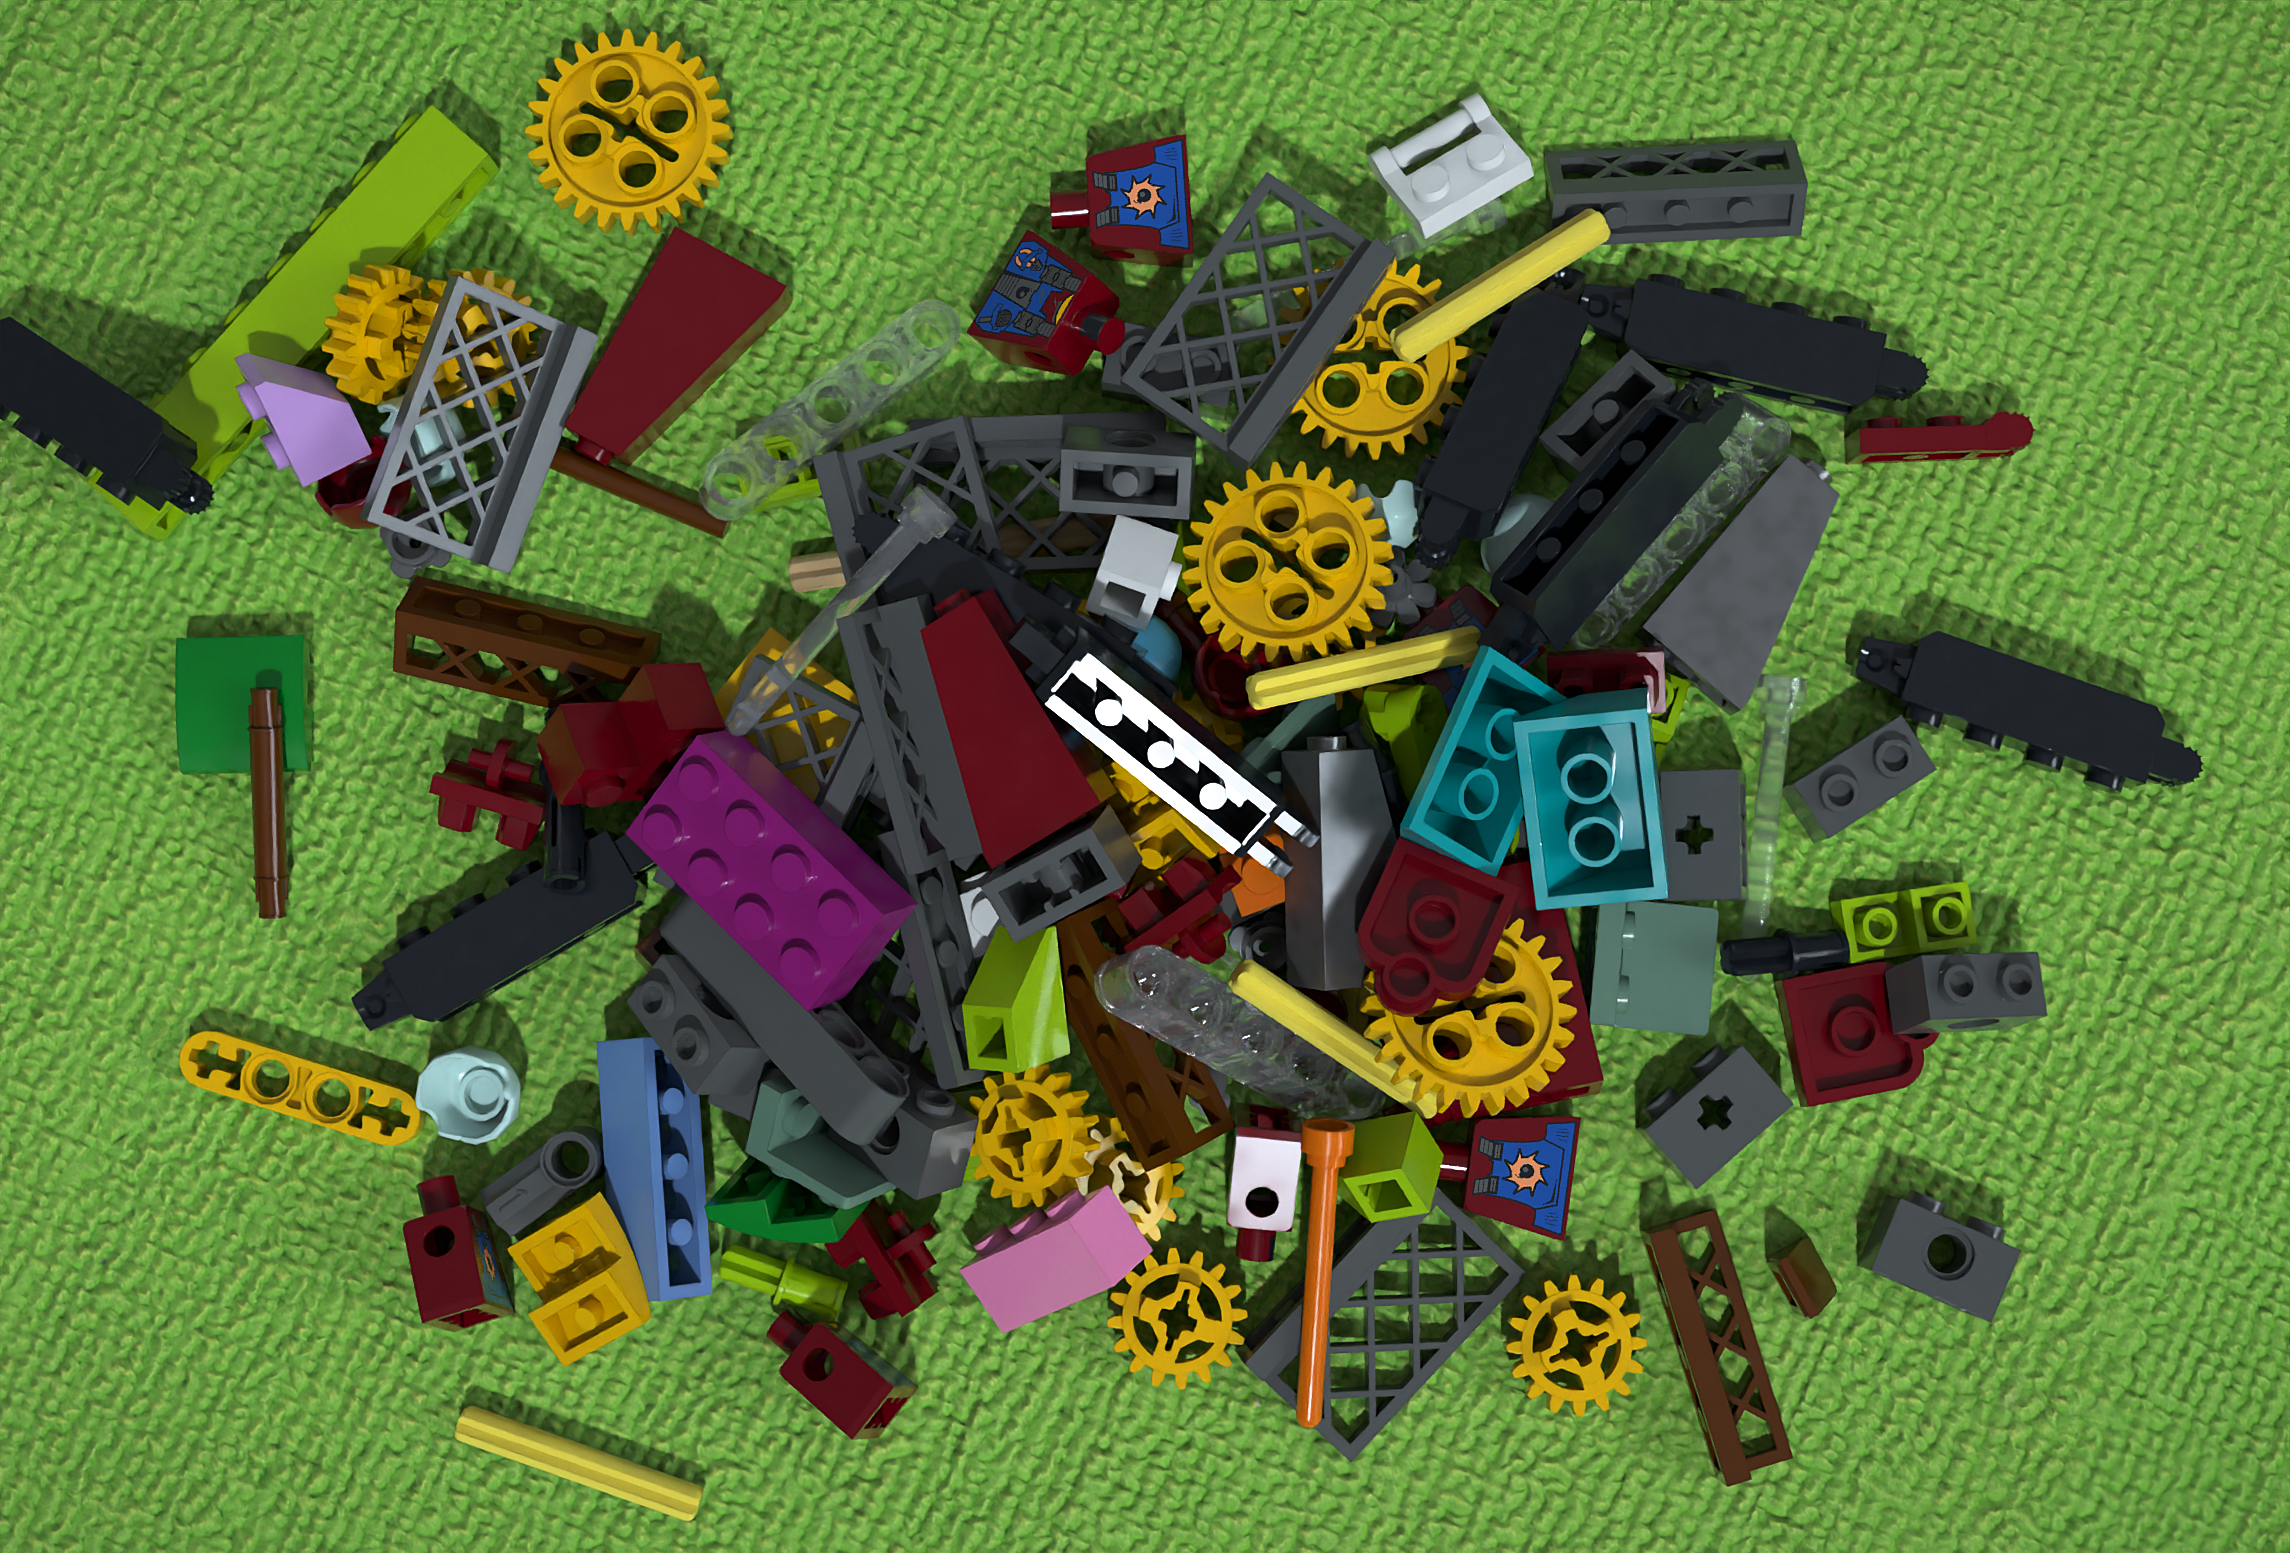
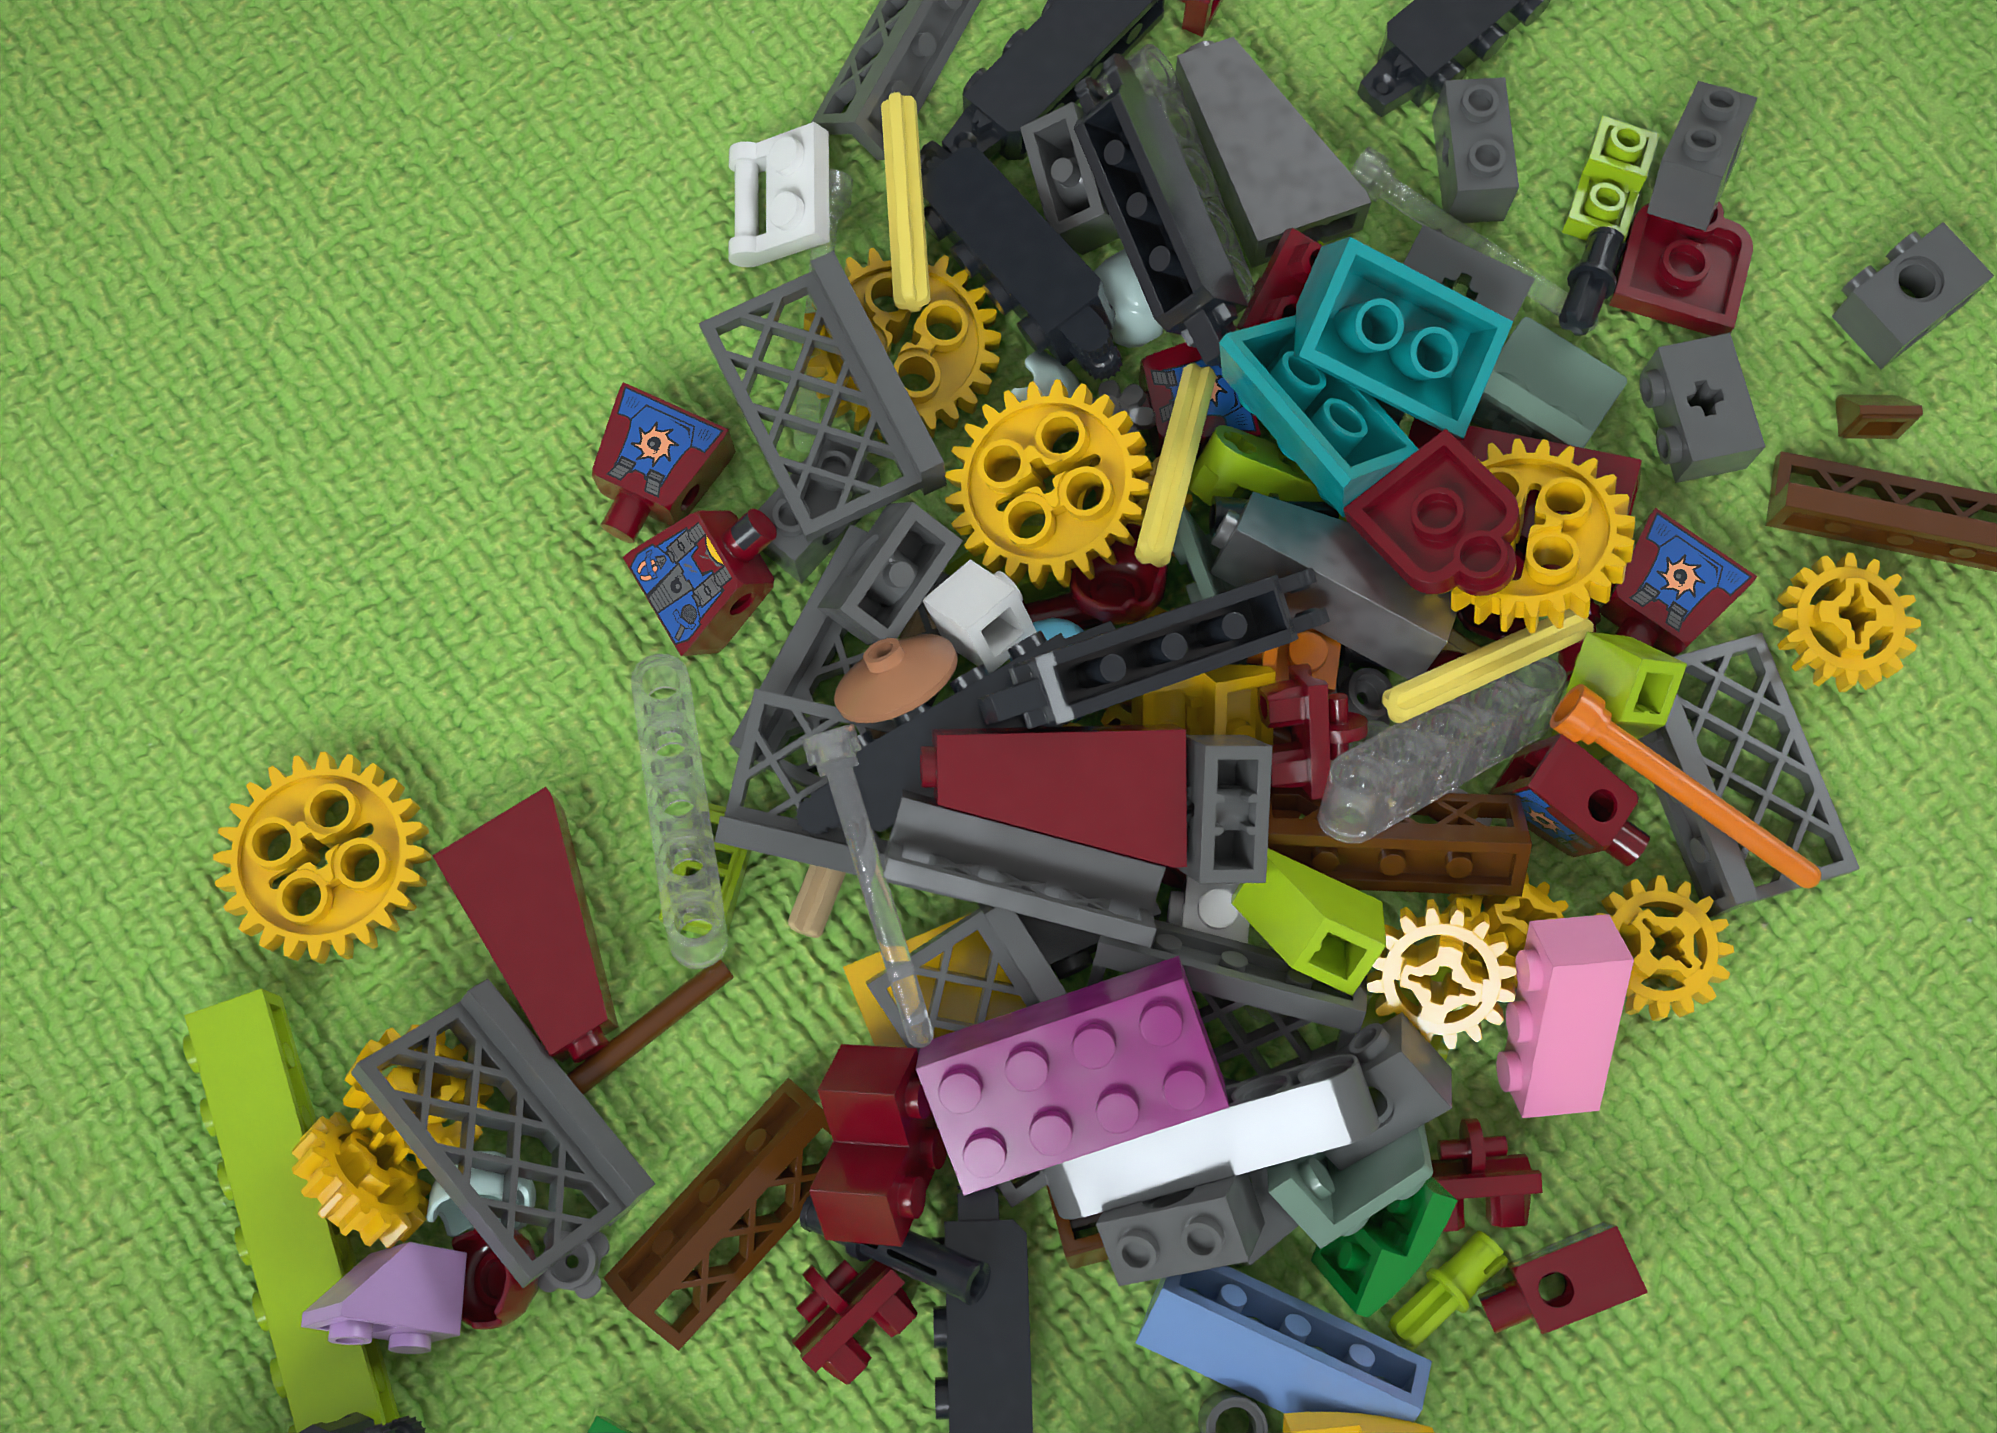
camera: 60 degrees left, 10 degrees down
(1033, 531) = (895, 677): none -> nougat dish

